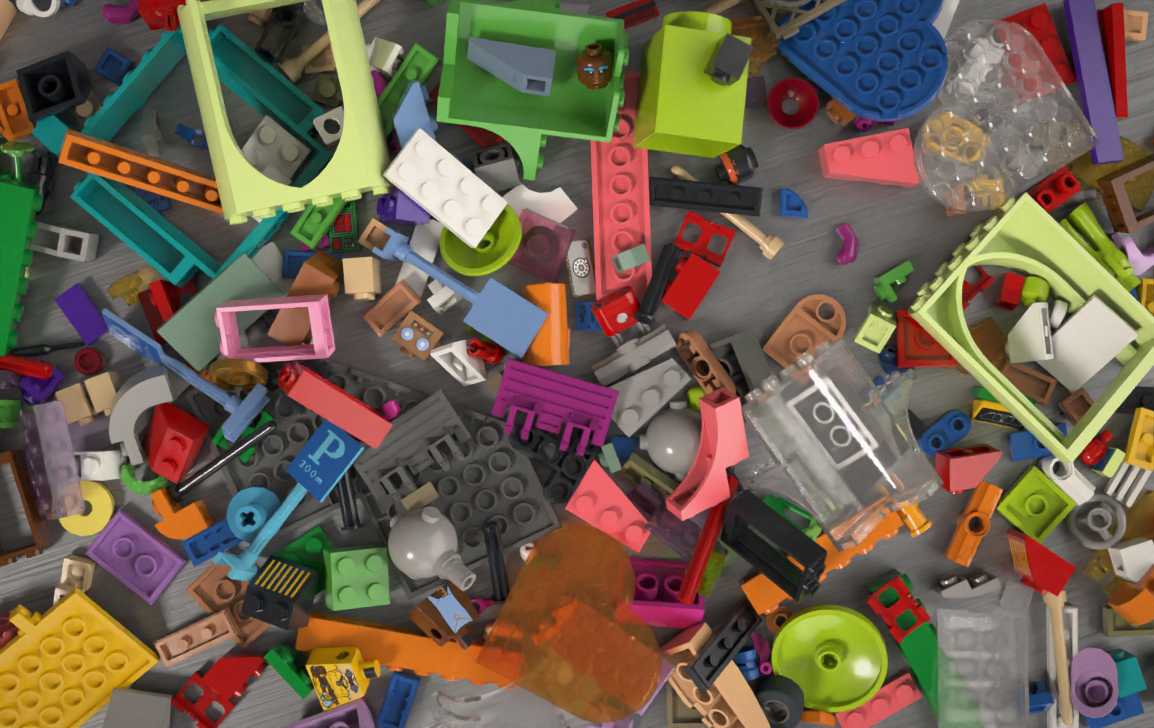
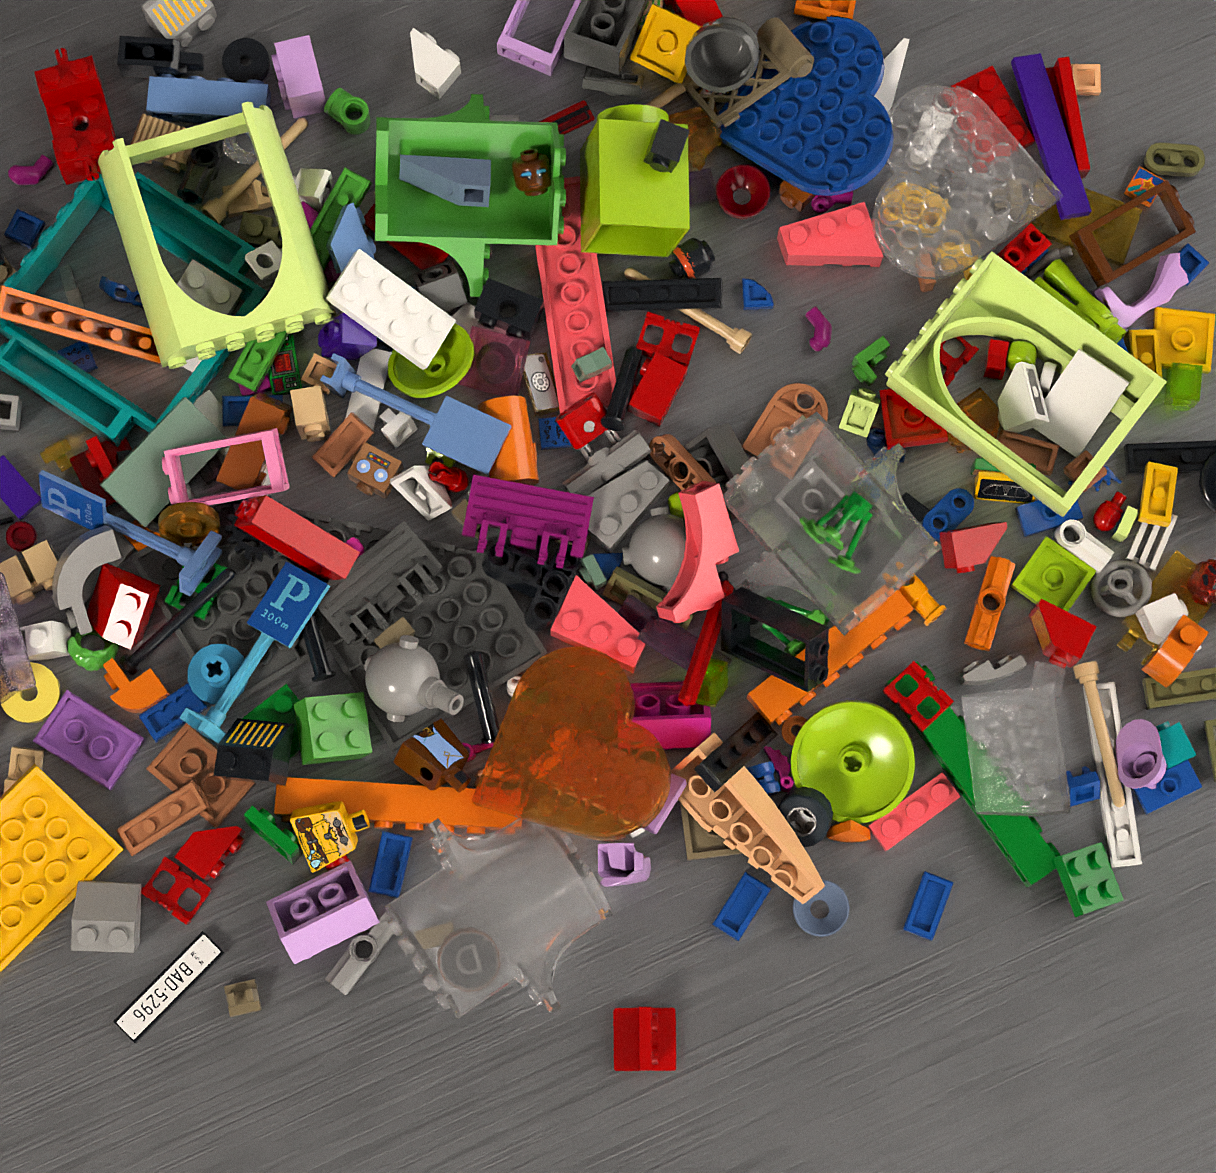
camera: 10 degrees left, 10 degrees down
(546, 184) = (496, 297): none -> black brick
(865, 436) = (854, 509): none -> plant

